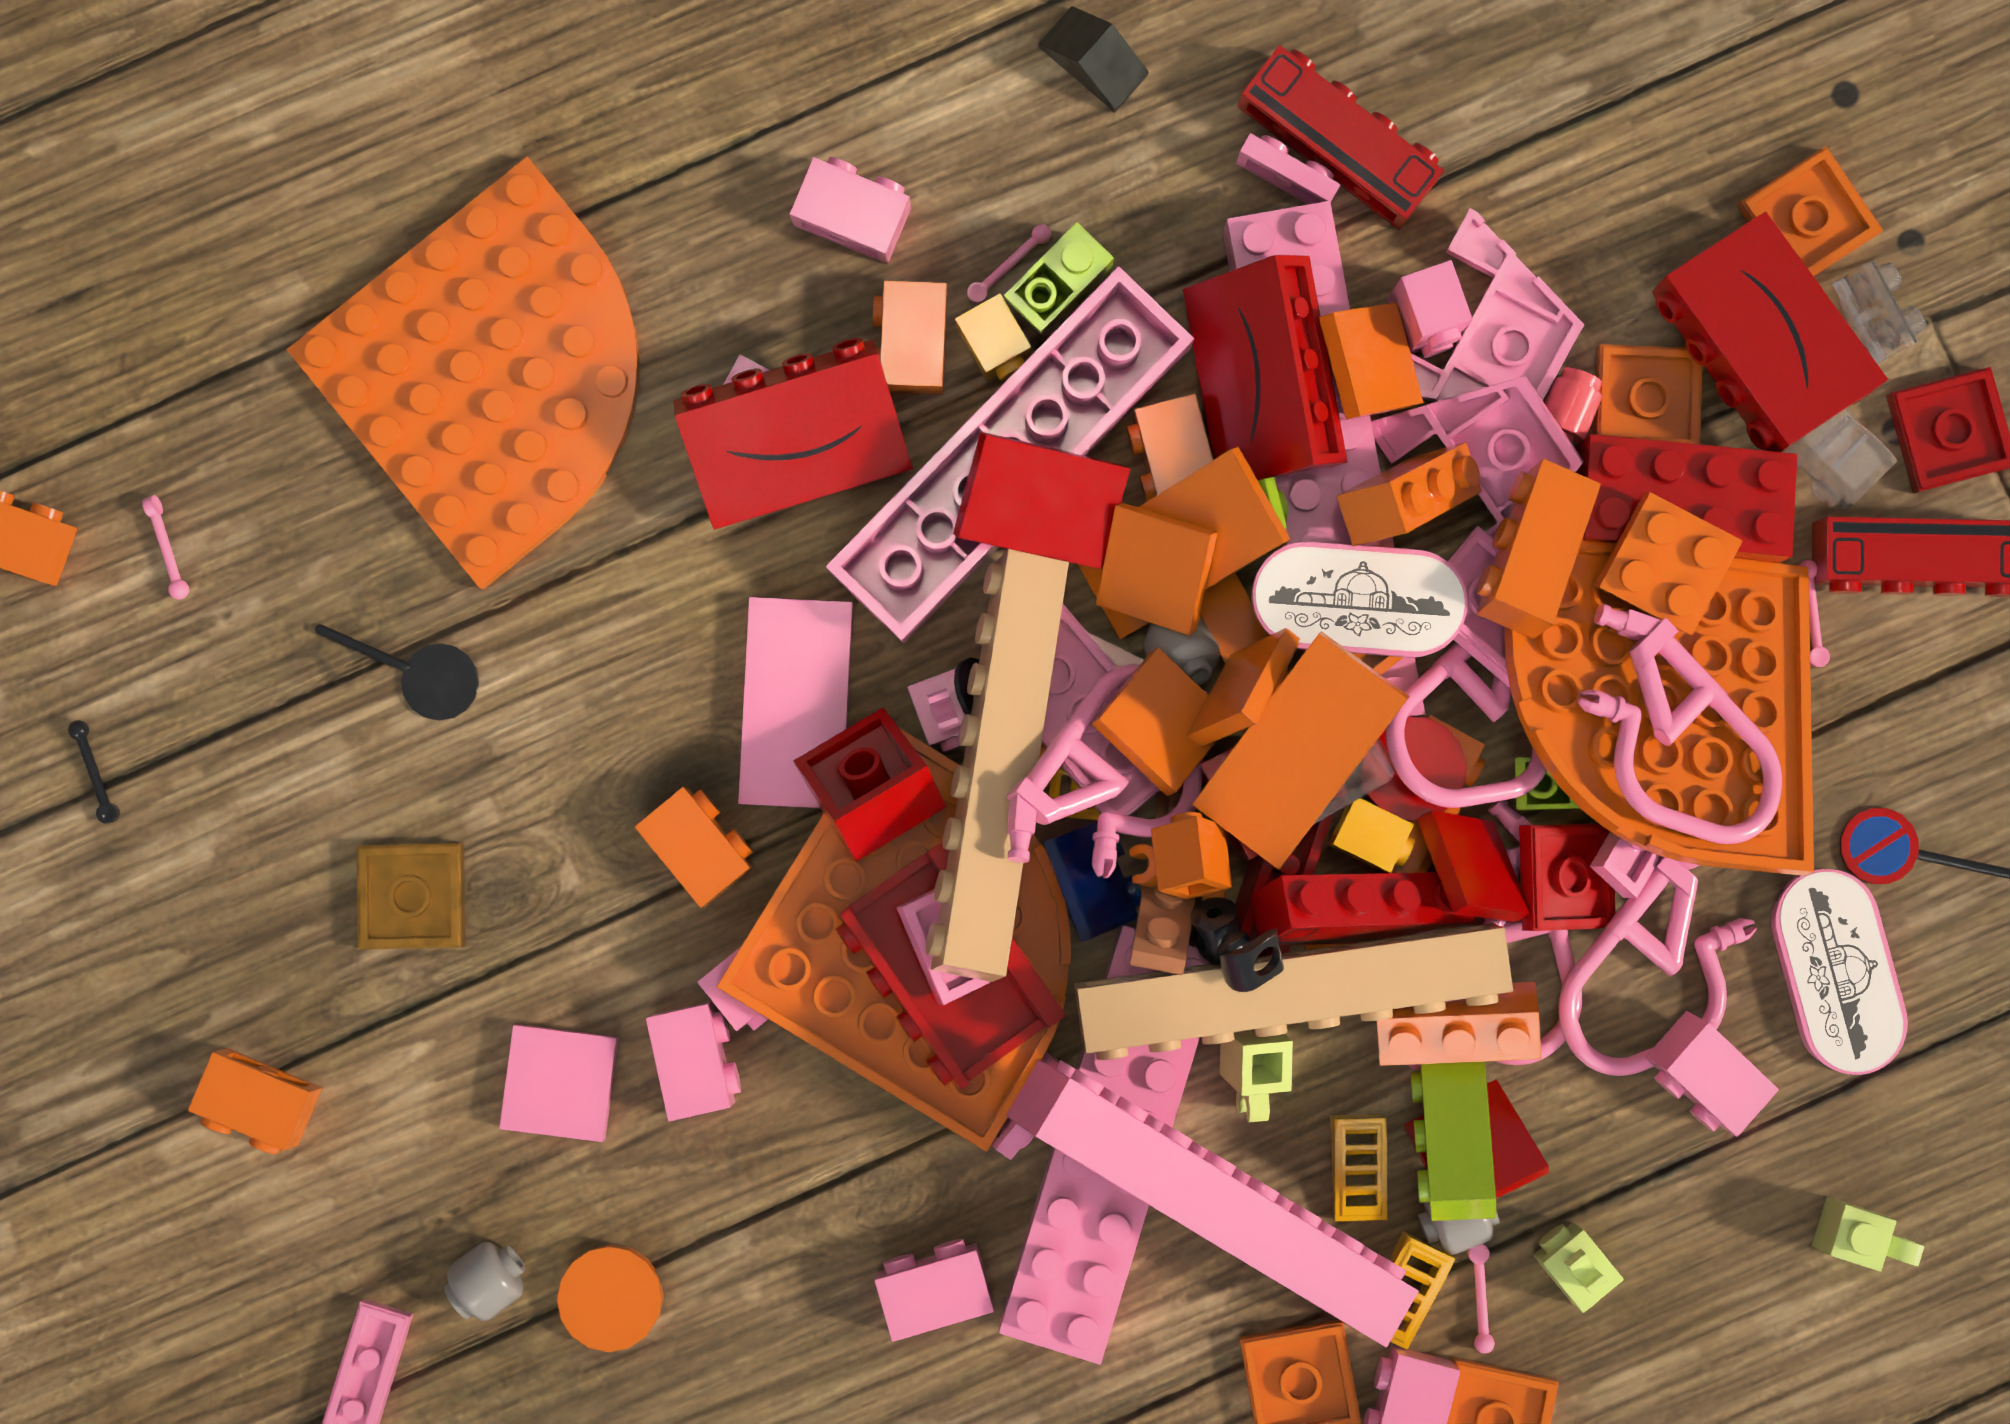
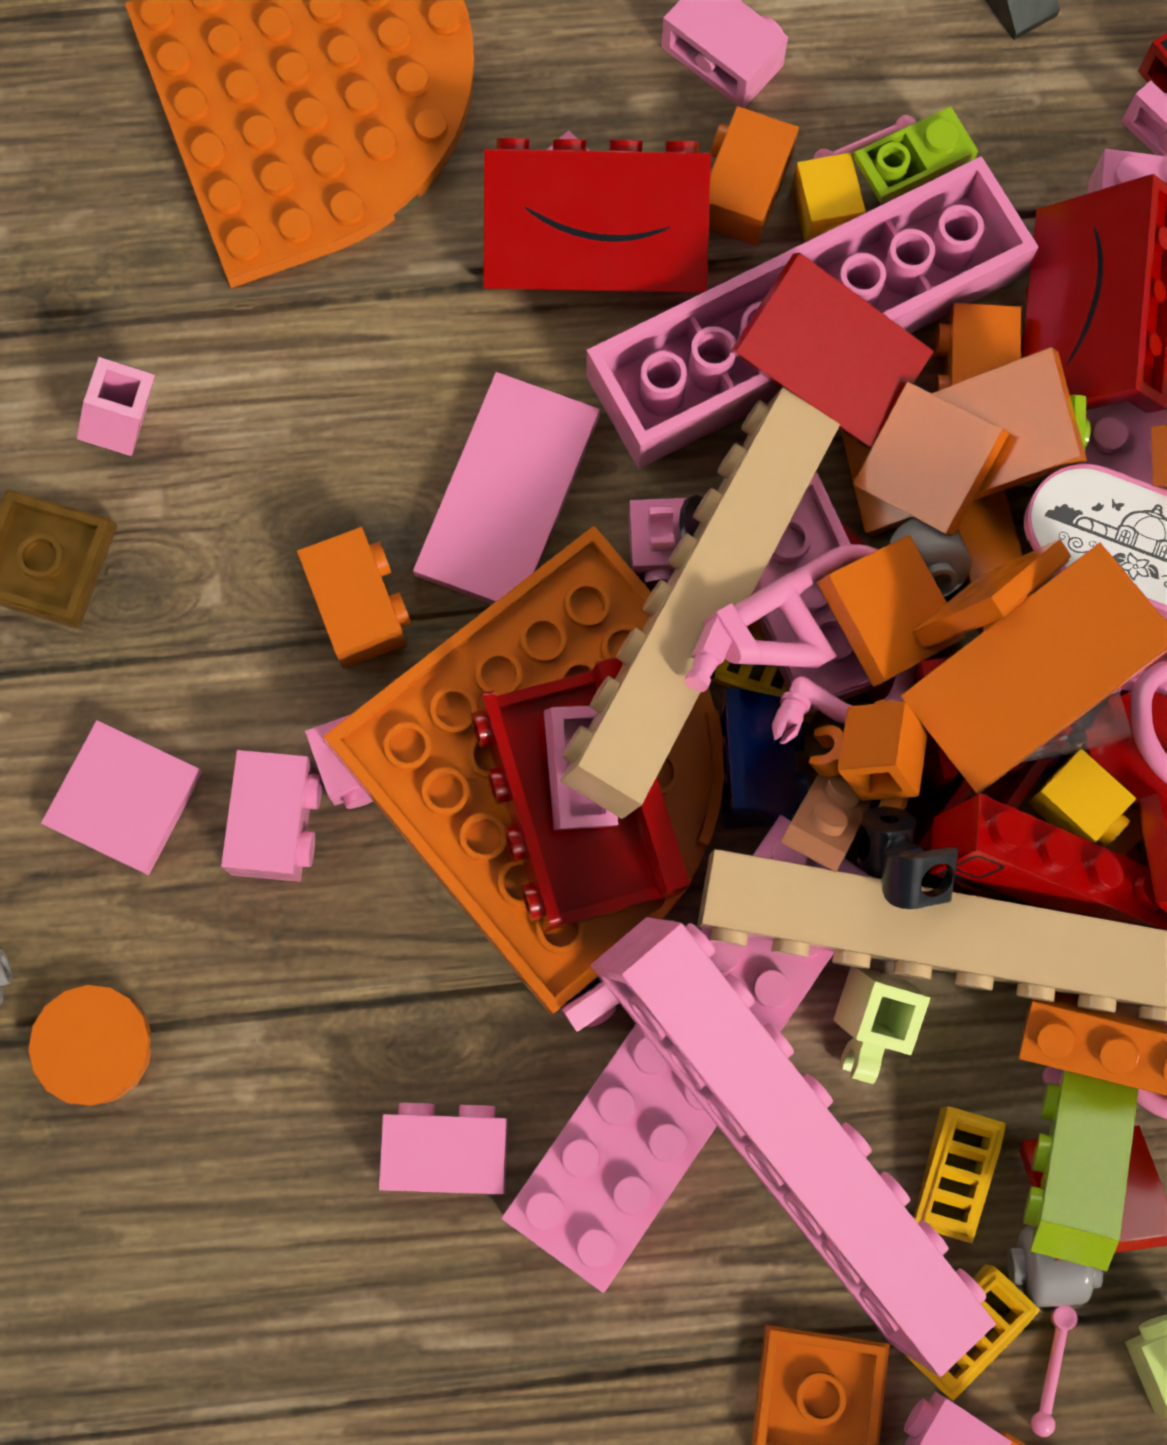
camera: 15 degrees right, 10 degrees down
(427, 745) = (115, 406): none -> bright pink brick
(435, 681) = (148, 347): black piece -> none
(870, 784) = (560, 581): red slope -> none

